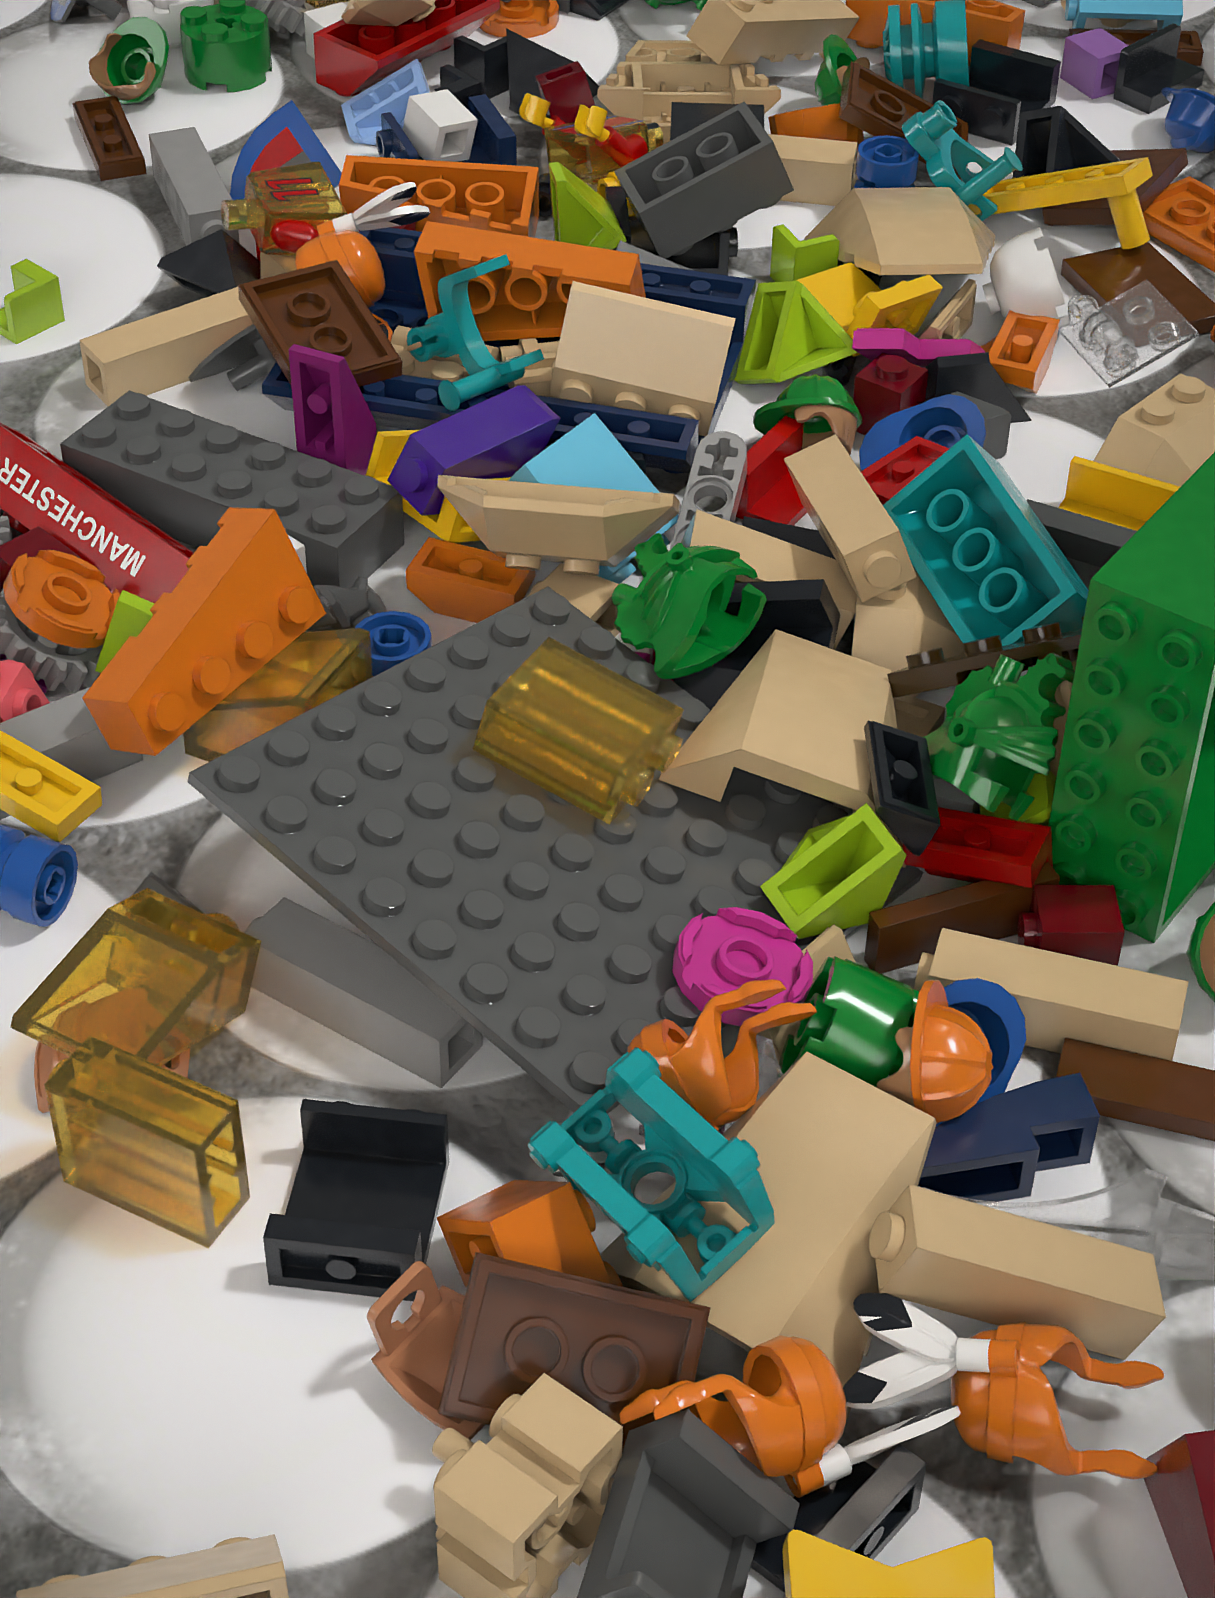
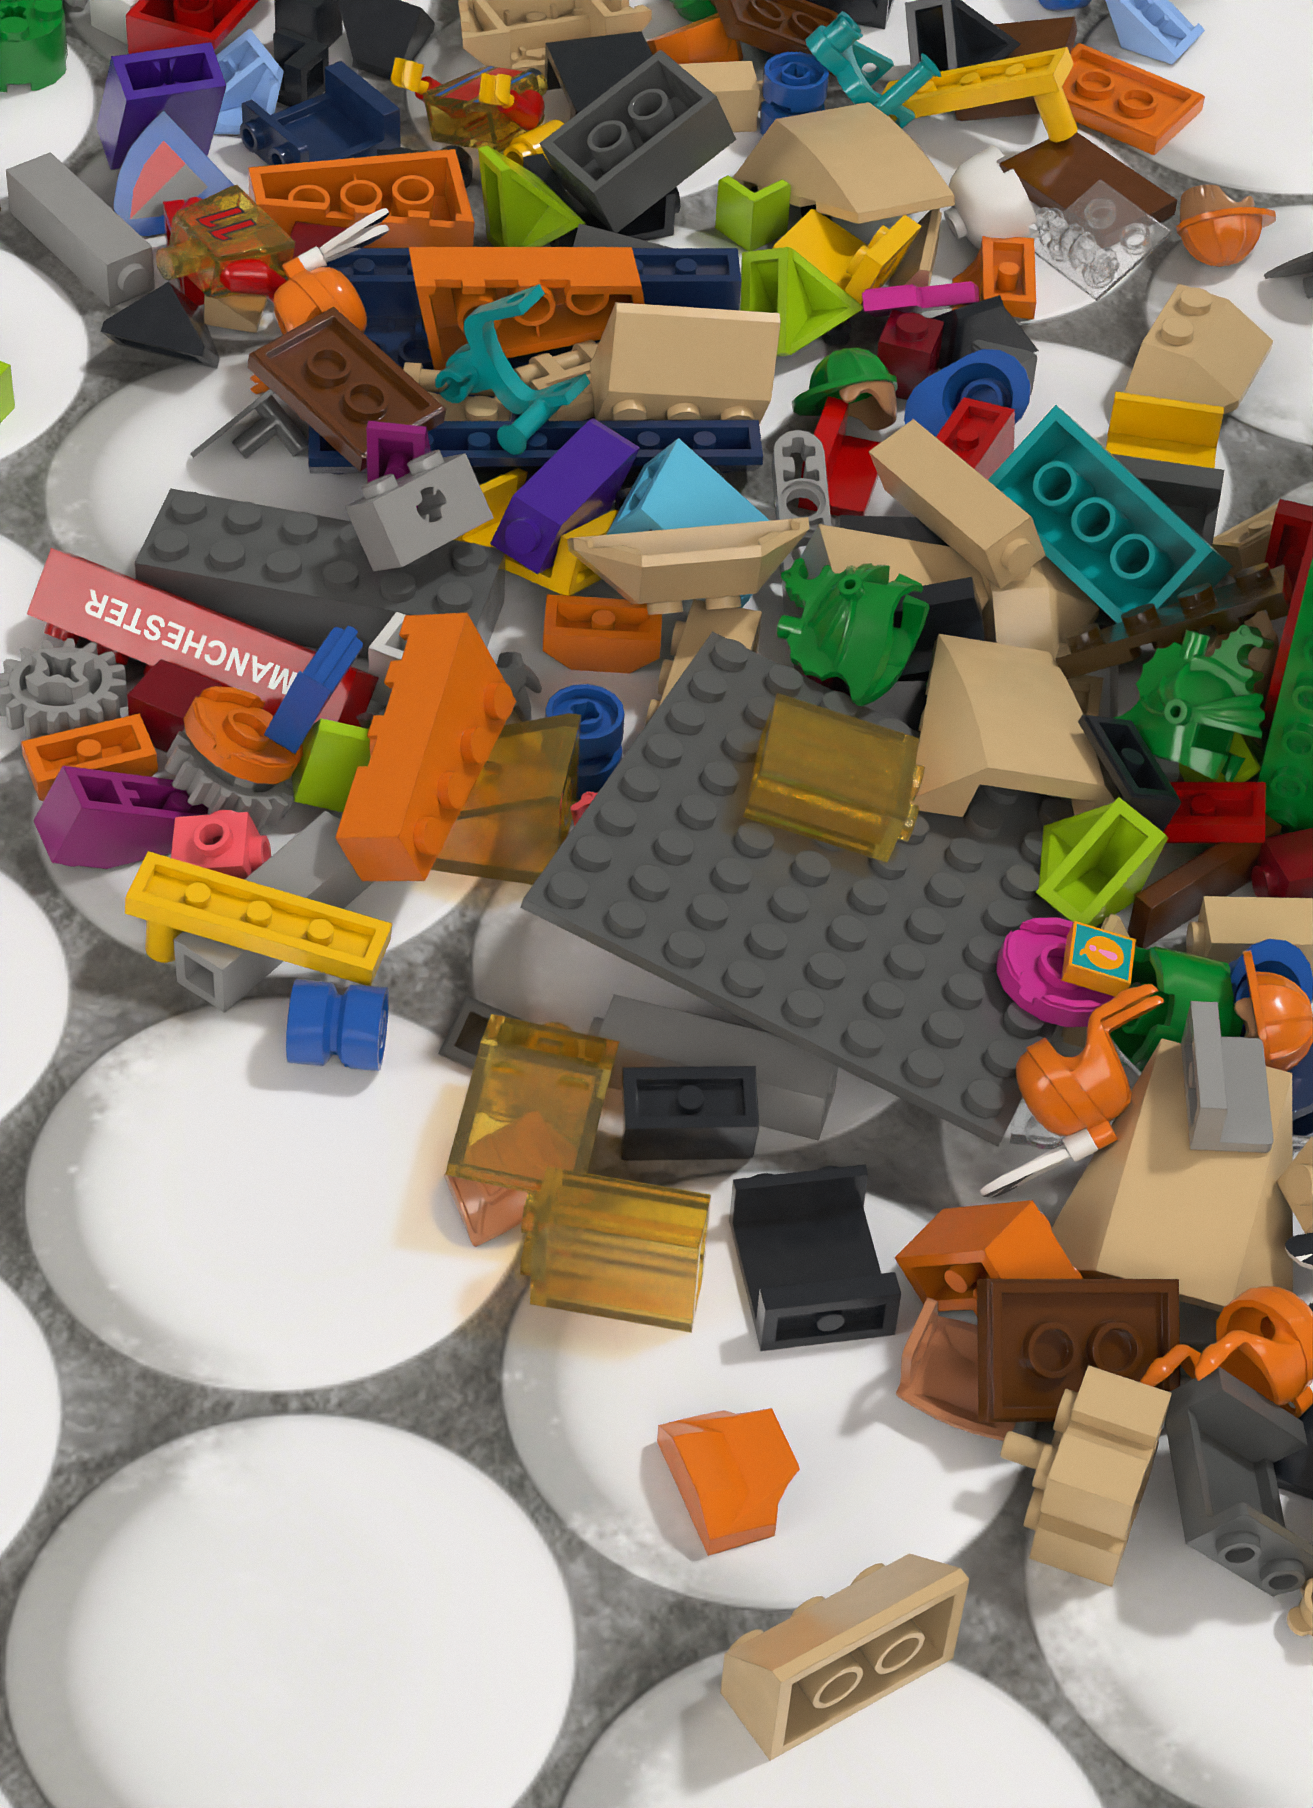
camera: 20 degrees left, 5 degrees up
(122, 569) = (314, 688): none -> blue piece
(151, 1403) = (729, 1473): none -> orange slope
(161, 347) = (165, 421): tan brick -> none
(287, 451) = (397, 531): none -> light grey brick
(298, 1025) = (689, 1113): none -> black panel
(316, 83) = (173, 80): none -> dark purple brick
(439, 126) = (311, 108): white brick -> none
(566, 90) = (427, 41): dark red brick -> none
(675, 1143) = (1110, 1145): teal piece -> none
(781, 955) = (1098, 959): none -> light orange tile
(844, 1112) = (1224, 1086): none -> light grey panel

